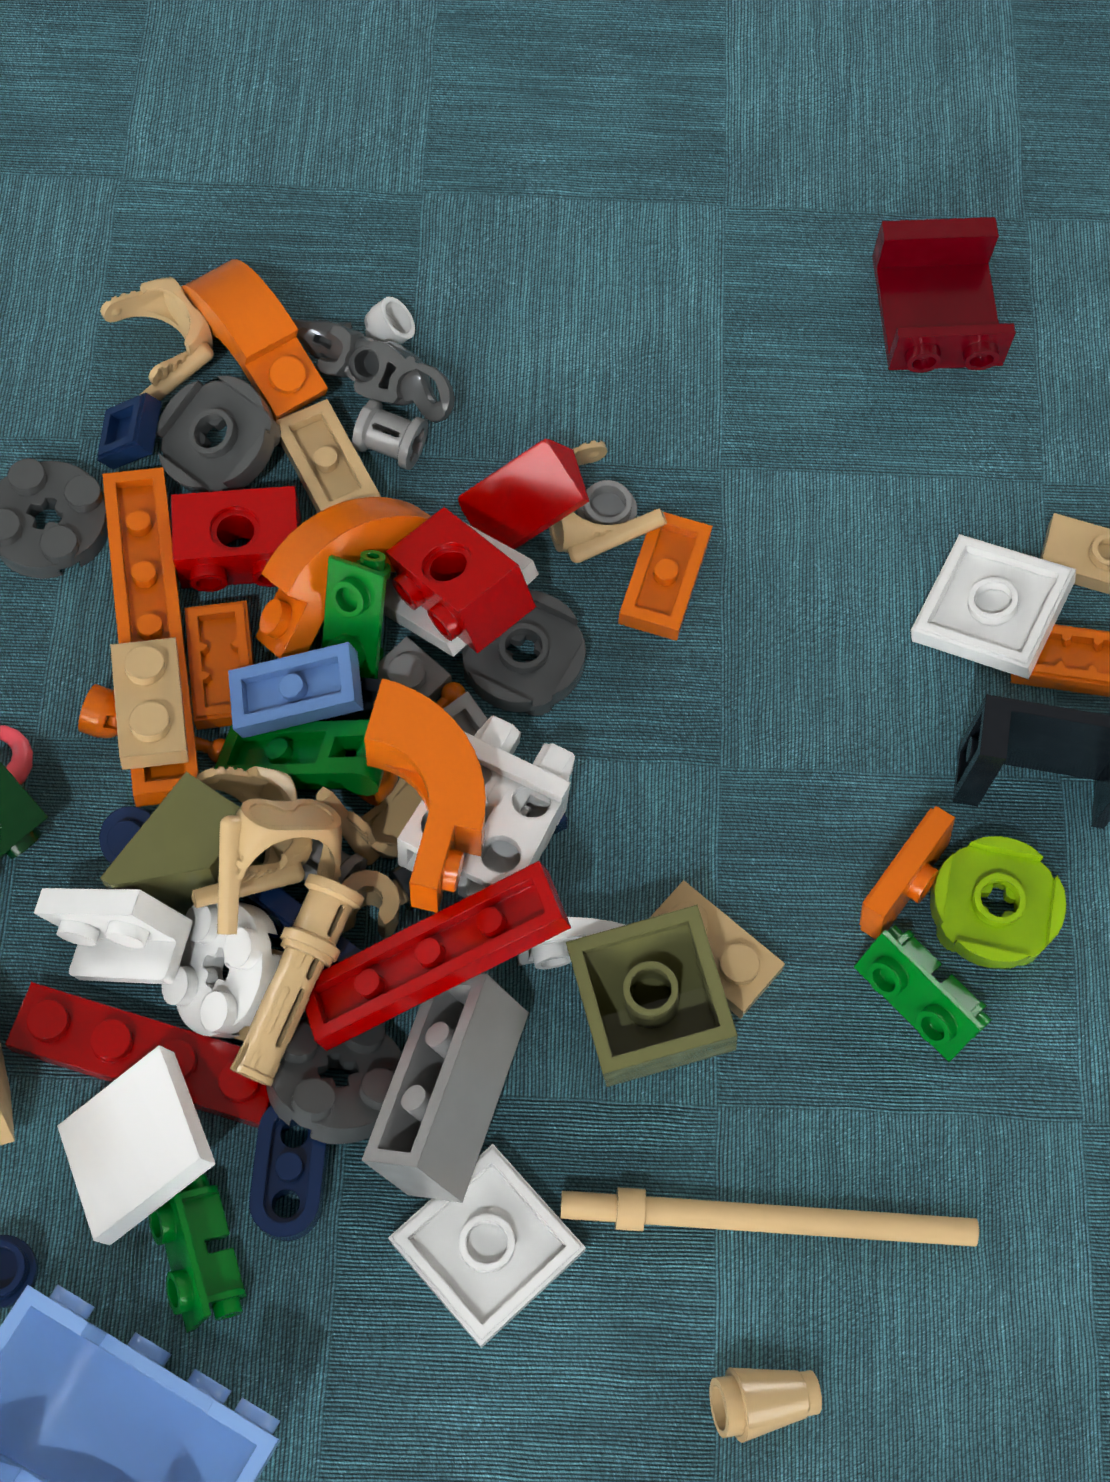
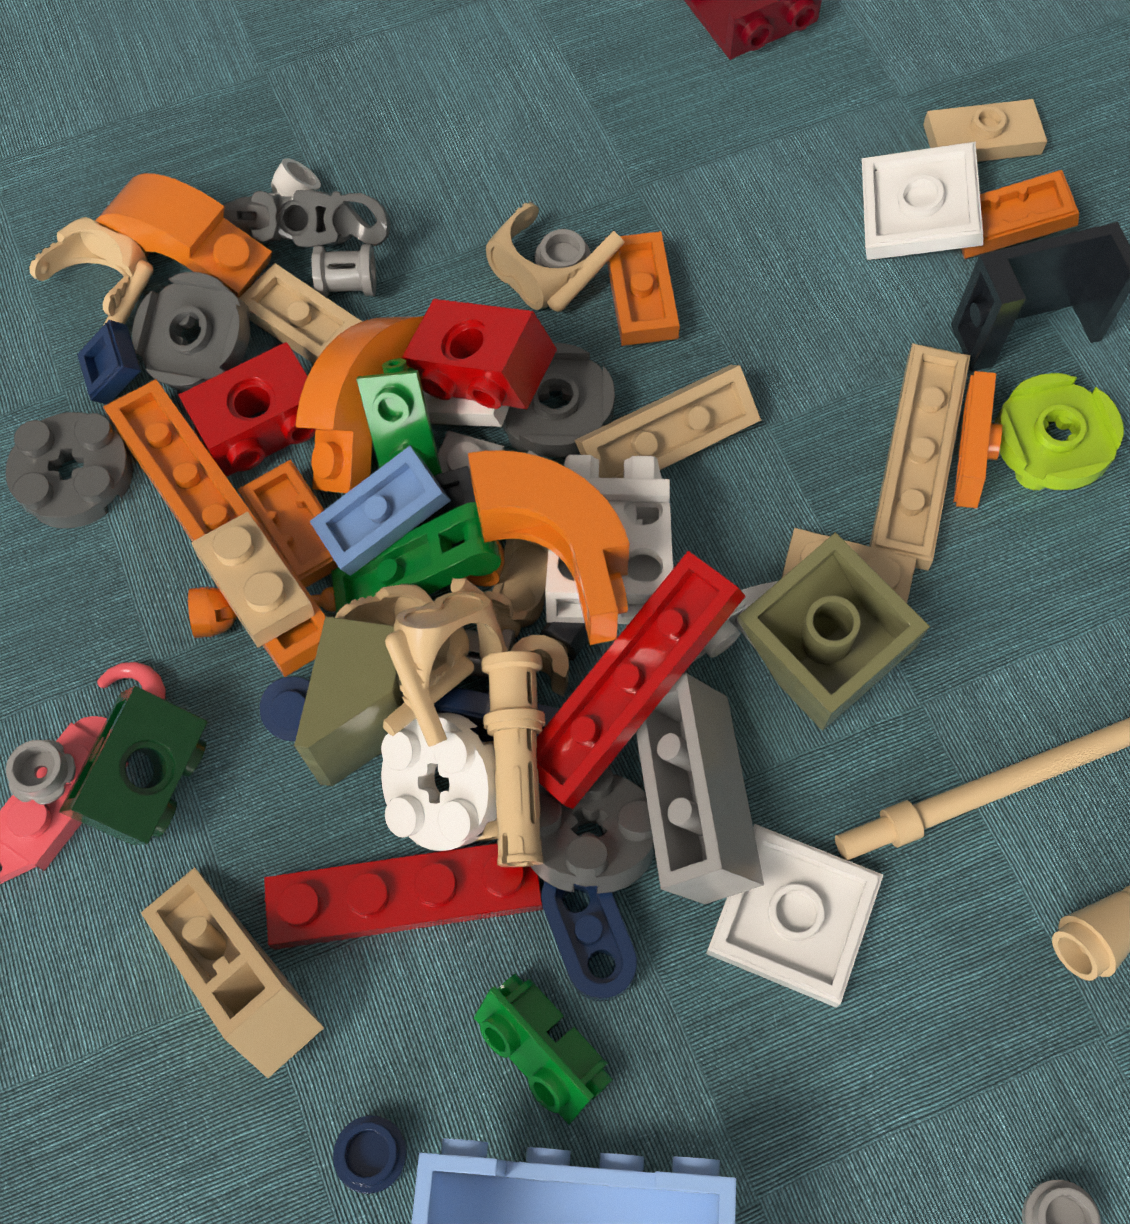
camera: 20 degrees left, 0 degrees up
(117, 933) = (327, 794): white bracket -> none
(135, 1145) = (442, 977): white tile -> none
(526, 494) = (496, 261): red slope -> none
(618, 727) = (675, 424): none -> tan plate
(849, 863) = (920, 454): none -> tan tile
(941, 1012) = (1040, 533): green hinge -> none

